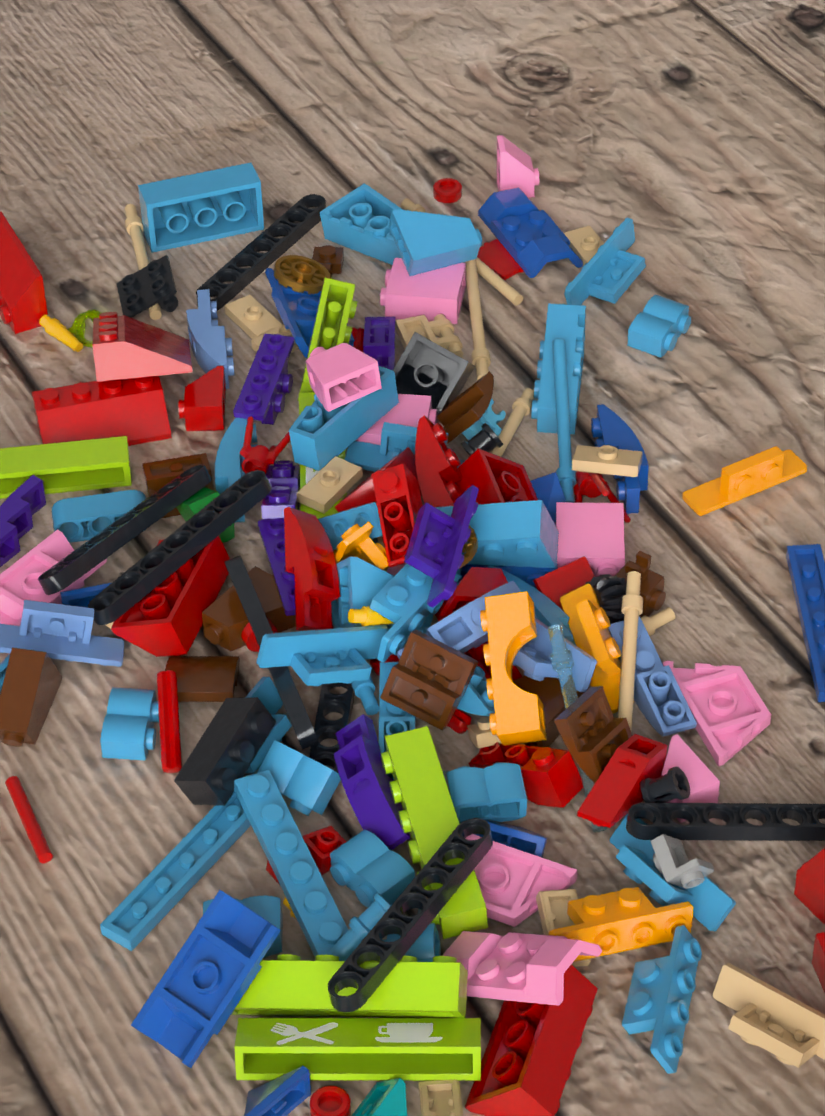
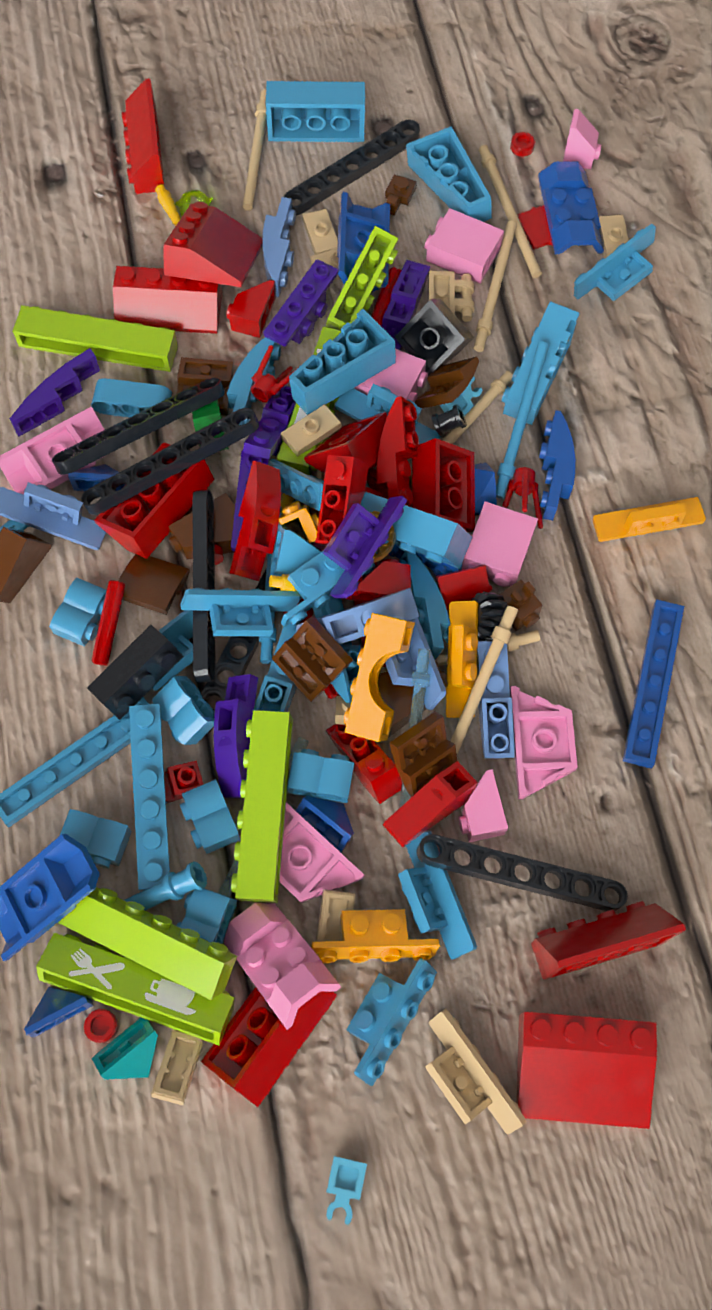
camera: 15 degrees right, 25 degrees up
(148, 287) = (249, 180): black hinge -> none
(300, 273) = (369, 204): pearl gold wheel -> none
(342, 375) = (347, 335): bright pink torso -> none
(409, 927) = (190, 901): black beam -> none
(433, 240) = (482, 204): dark azure slope -> none
(607, 460) = (539, 474): tan plate -> none
(659, 326) = (639, 337): dark azure brick -> none
(666, 787) = (459, 825): black bush -> none
(674, 865) = (440, 901): light grey bracket -> none

